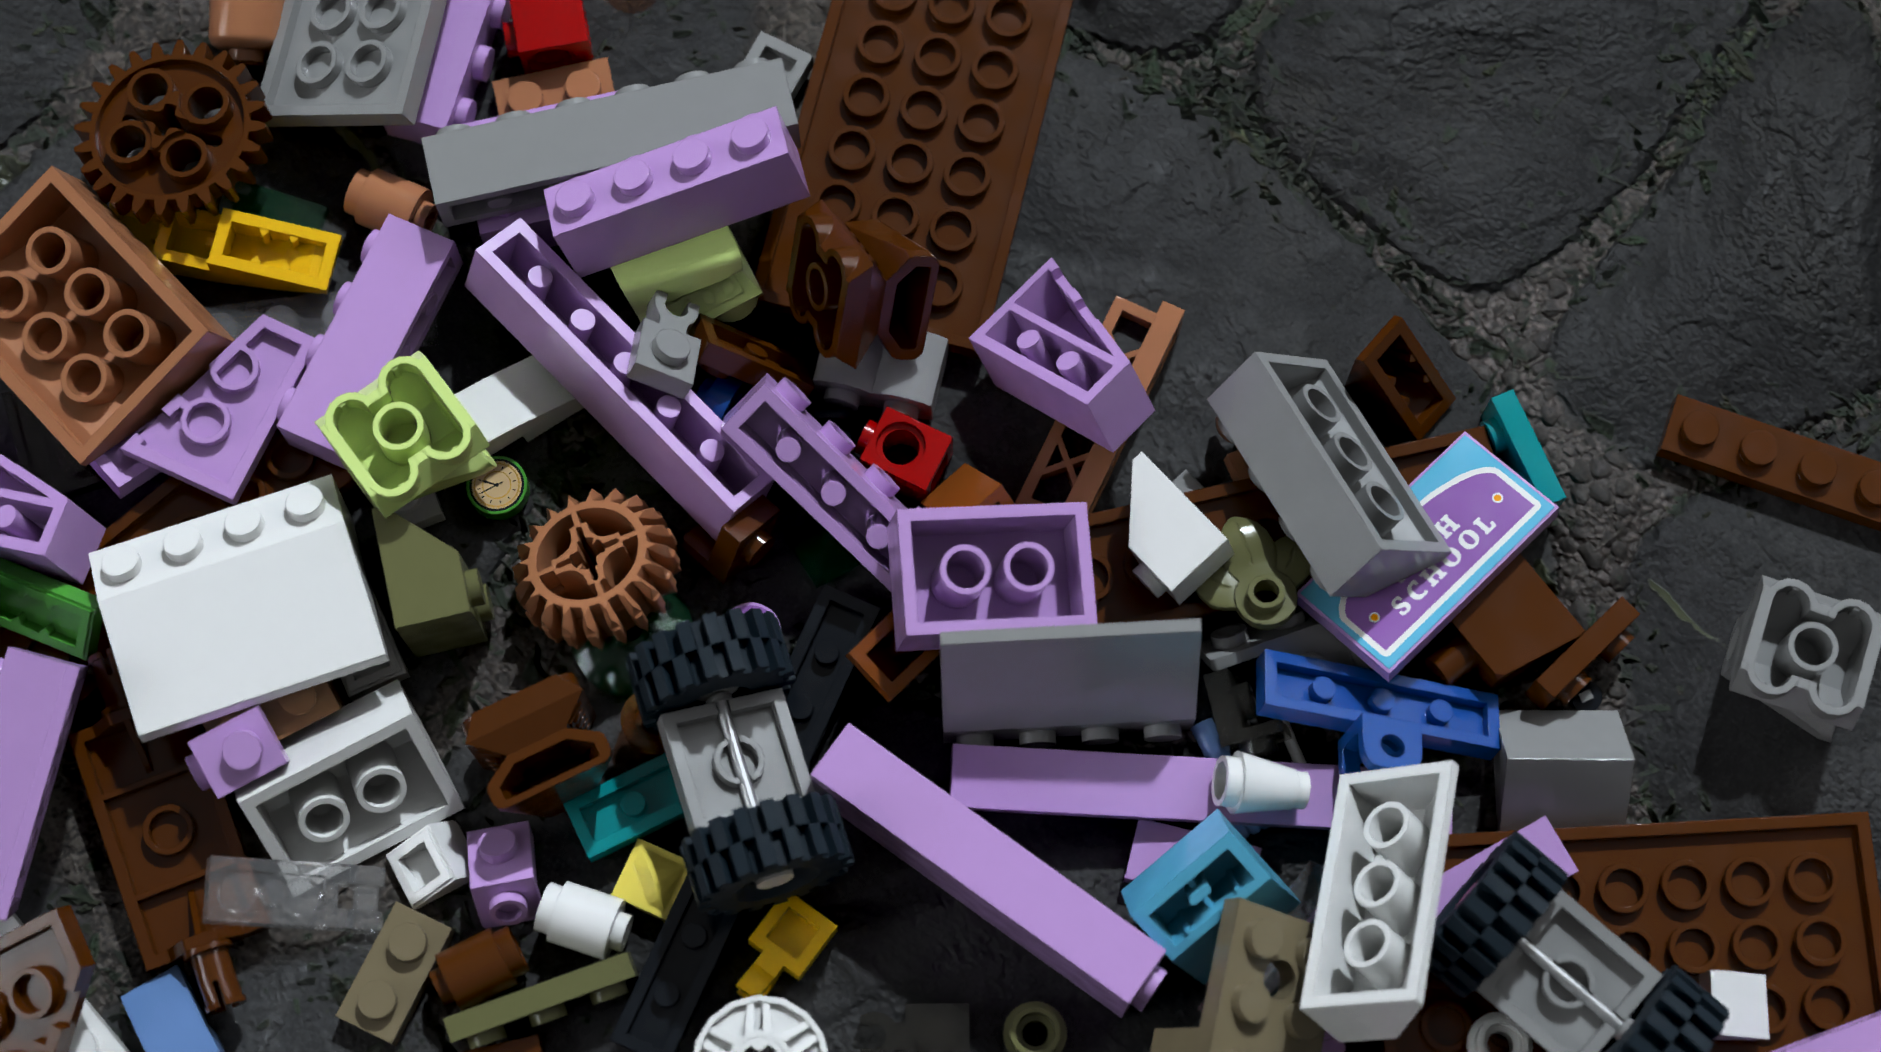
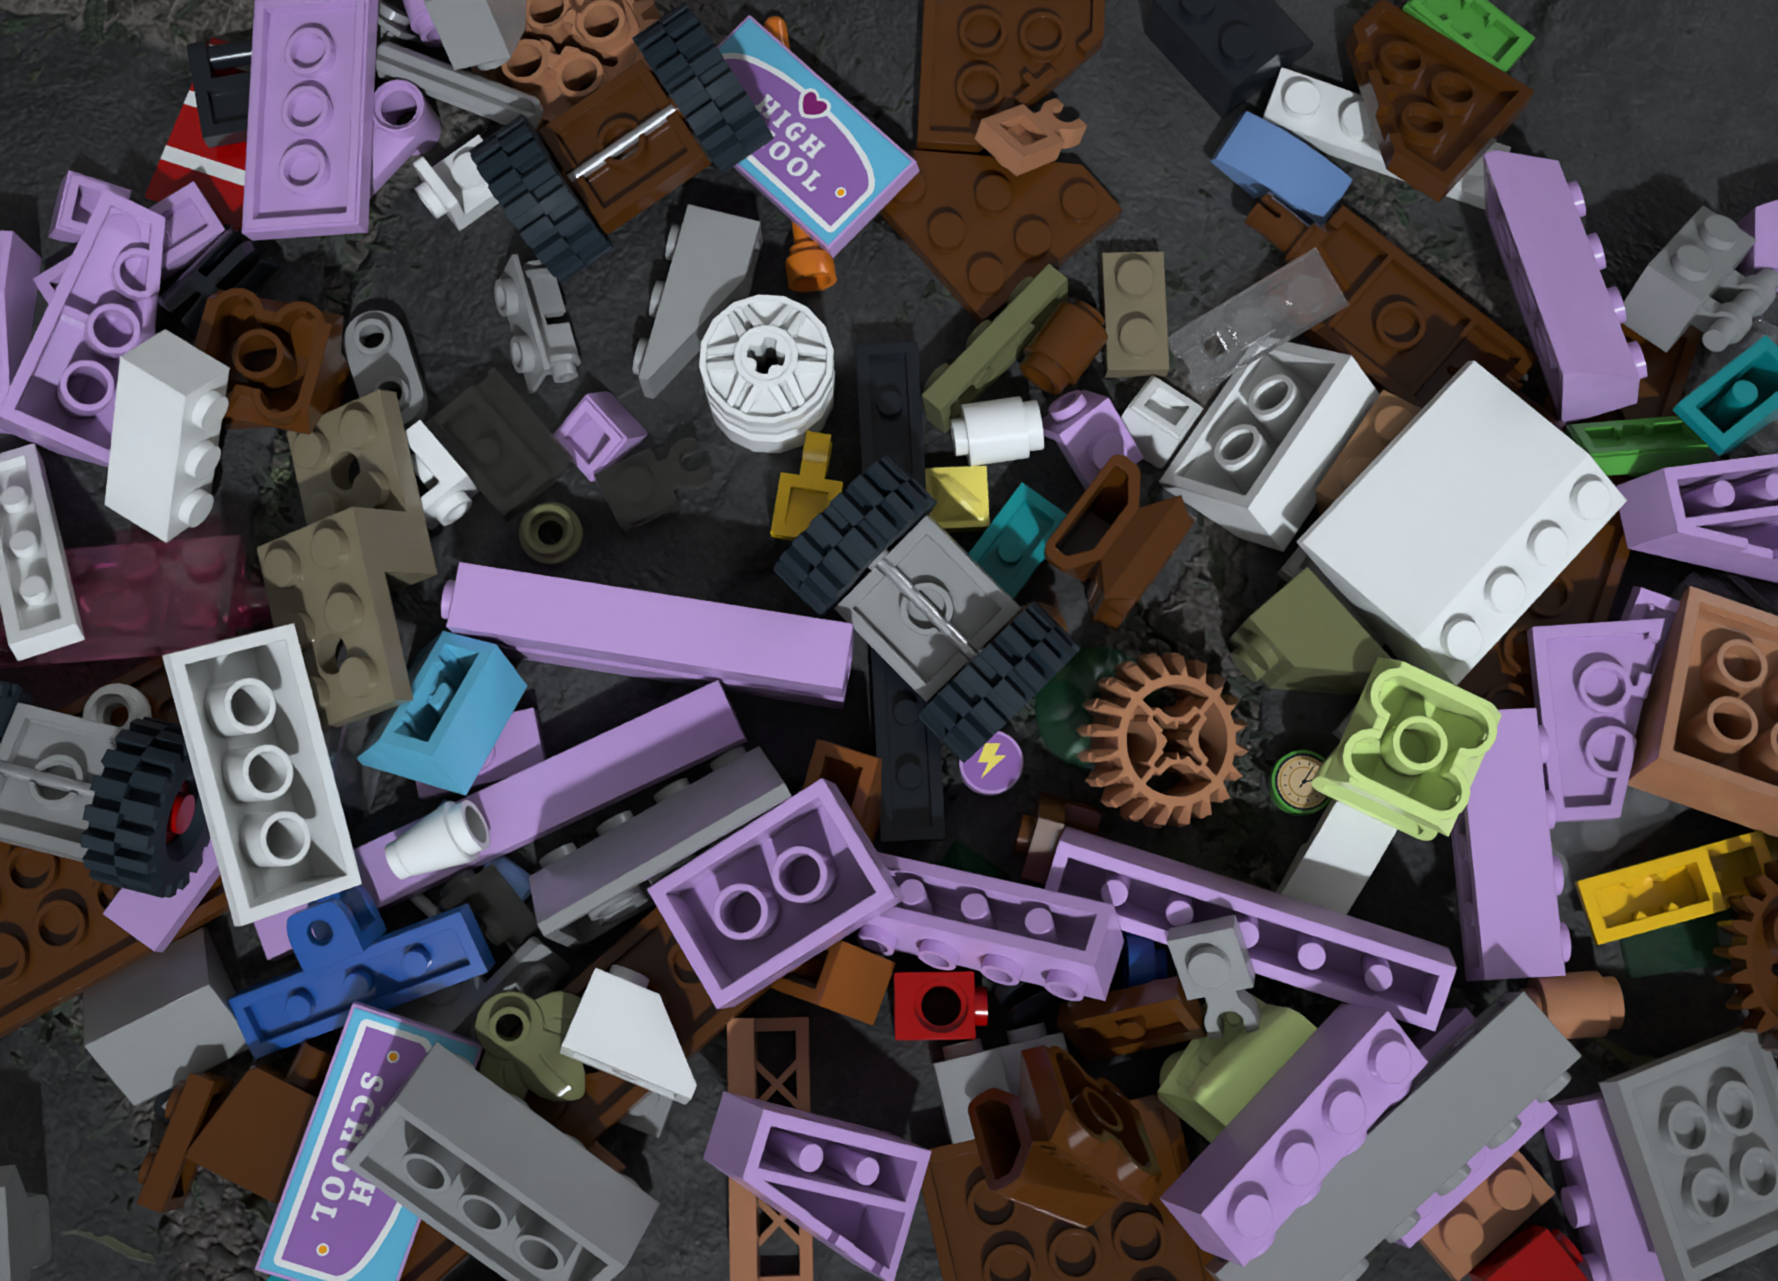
camera: 150 degrees right, 5 degrees up
(235, 753) = (1380, 397): lavender bracket -> none

